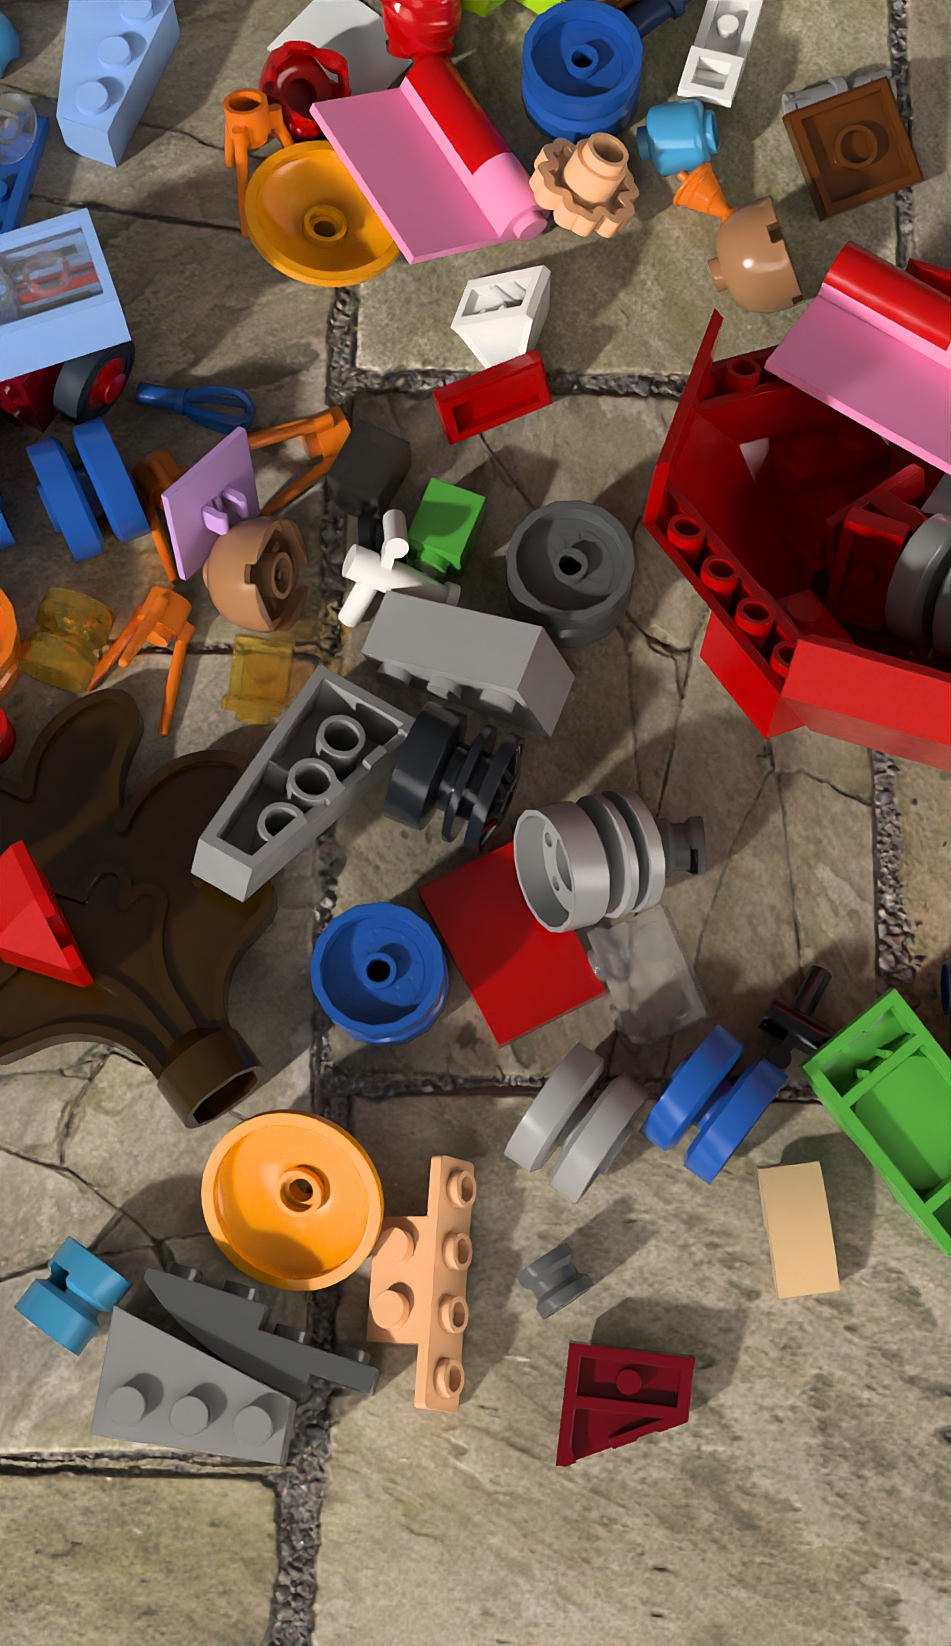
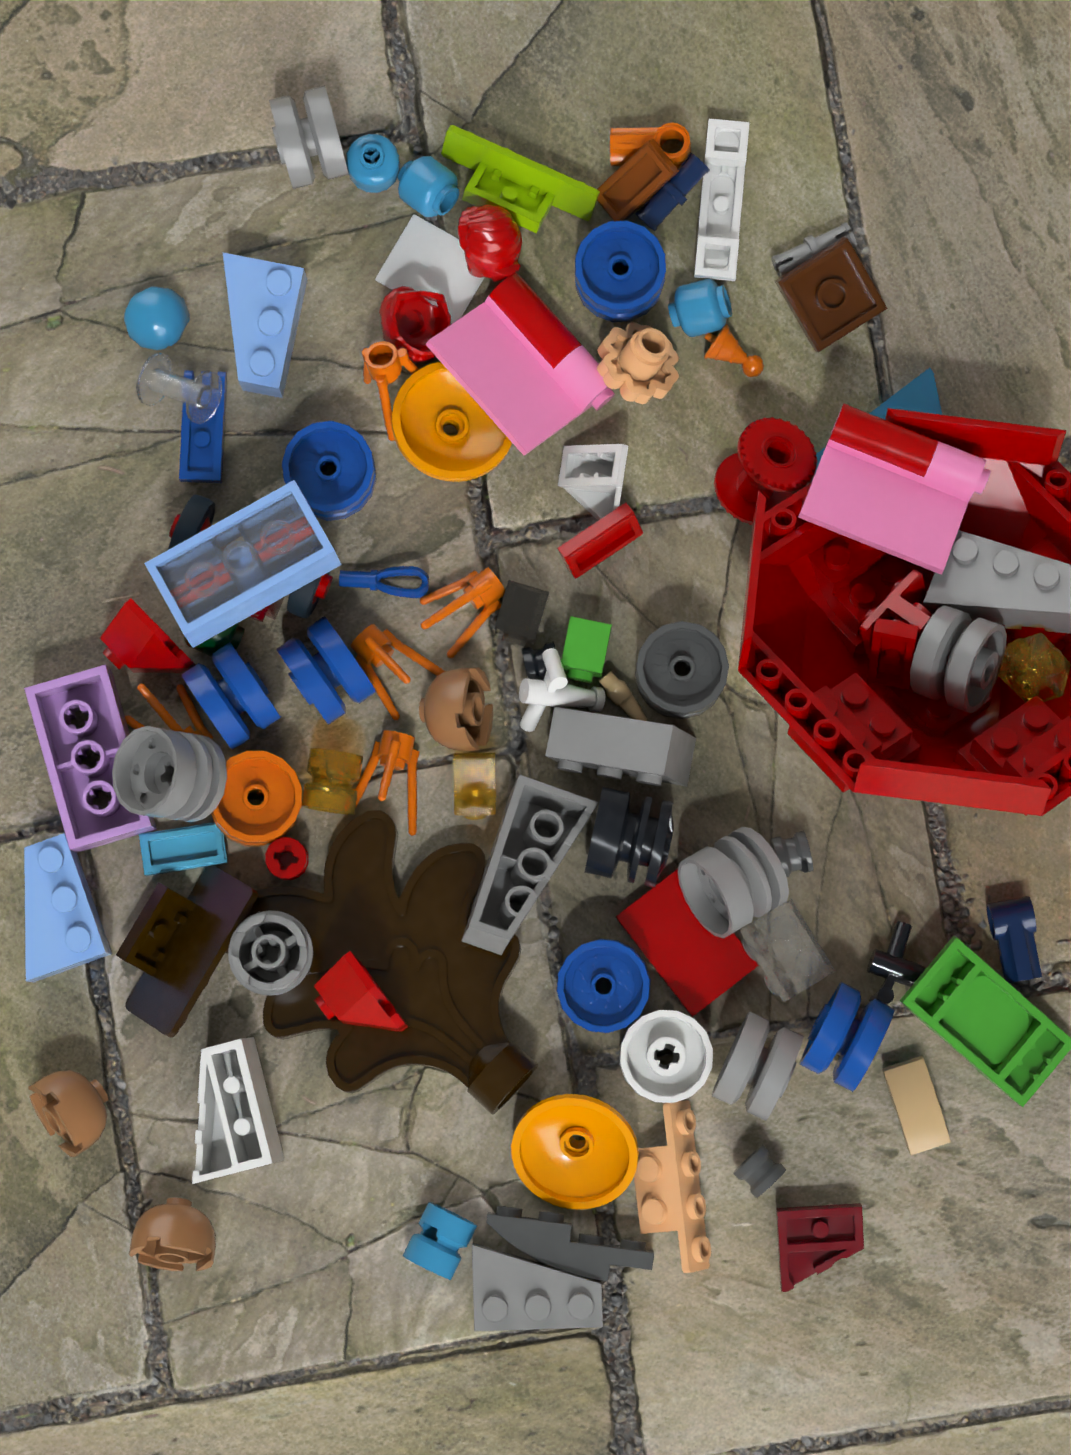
camera: 10 degrees left, 10 degrees up
(155, 247) = (324, 445): none -> blue wheel
(210, 500) = (419, 668): lavender piece -> none
(442, 1054) = (690, 1061): none -> white wheel
(478, 592) = (621, 696): none -> tan piece
(754, 311) = (769, 459): none -> red hose
(755, 260) = (773, 392): medium nougat cylinder -> none

